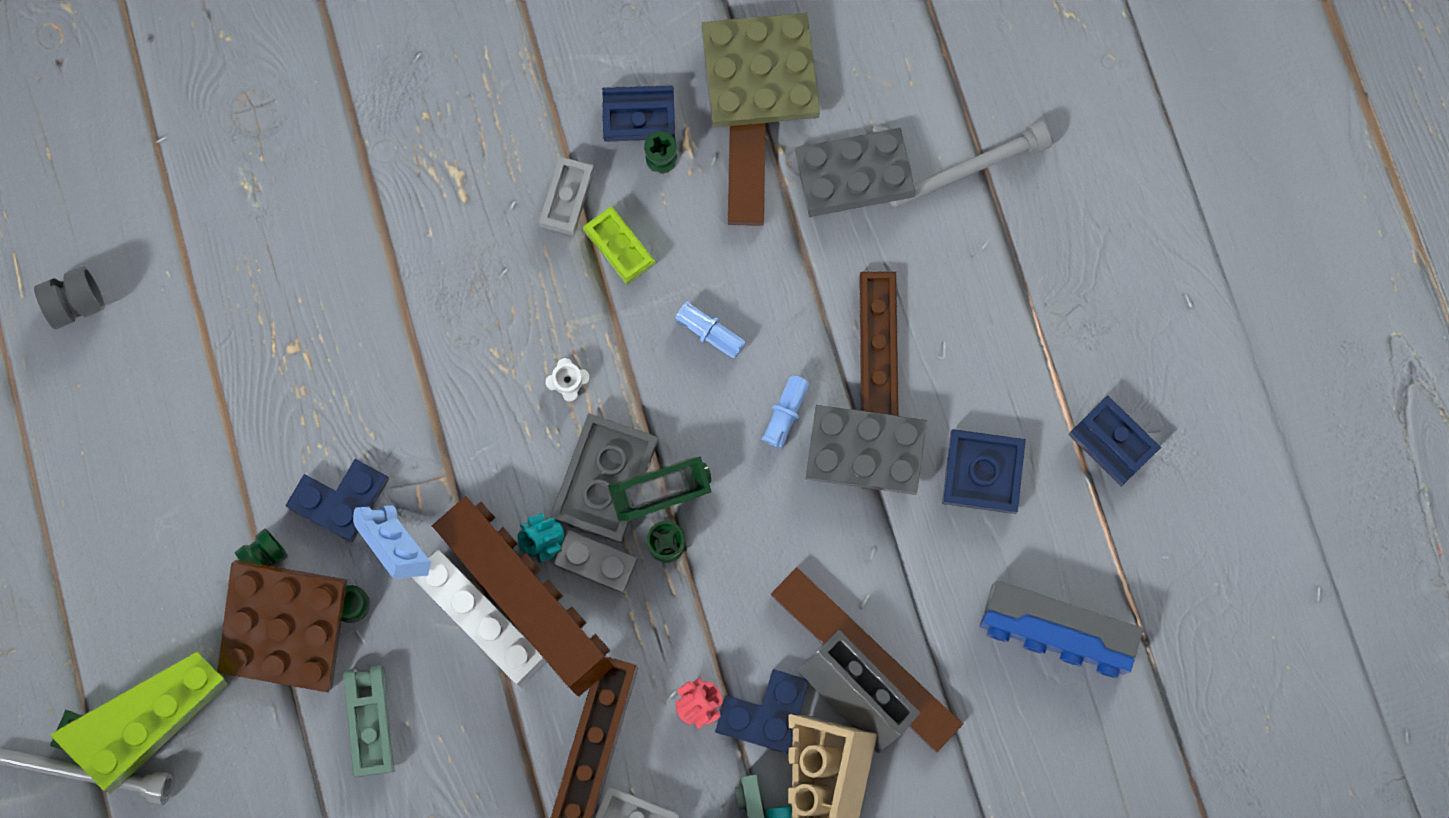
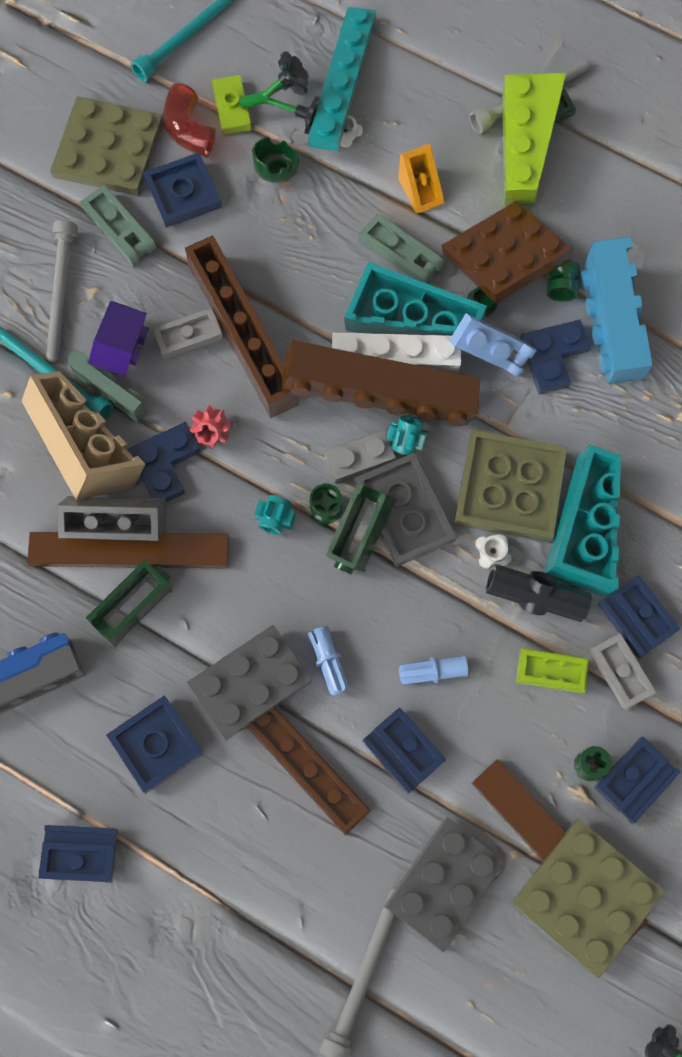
camera: 135 degrees right, 5 degrees down
(253, 478) = (615, 311): none -> dark azure wedge
(281, 772) = (420, 178): none -> light orange slope
(427, 655) = (402, 305): none -> teal wedge
(472, 325) = (586, 533): none -> teal wedge
(498, 417) = (511, 485): none -> olive plate
(508, 223) = (638, 616): none -> dark blue plate
(569, 309) = (538, 593): none -> black piece
(718, 570) = (275, 515): none -> teal gear
(793, 291) = (403, 750): none -> dark blue plate
(904, 606) = (130, 602): none -> dark green window

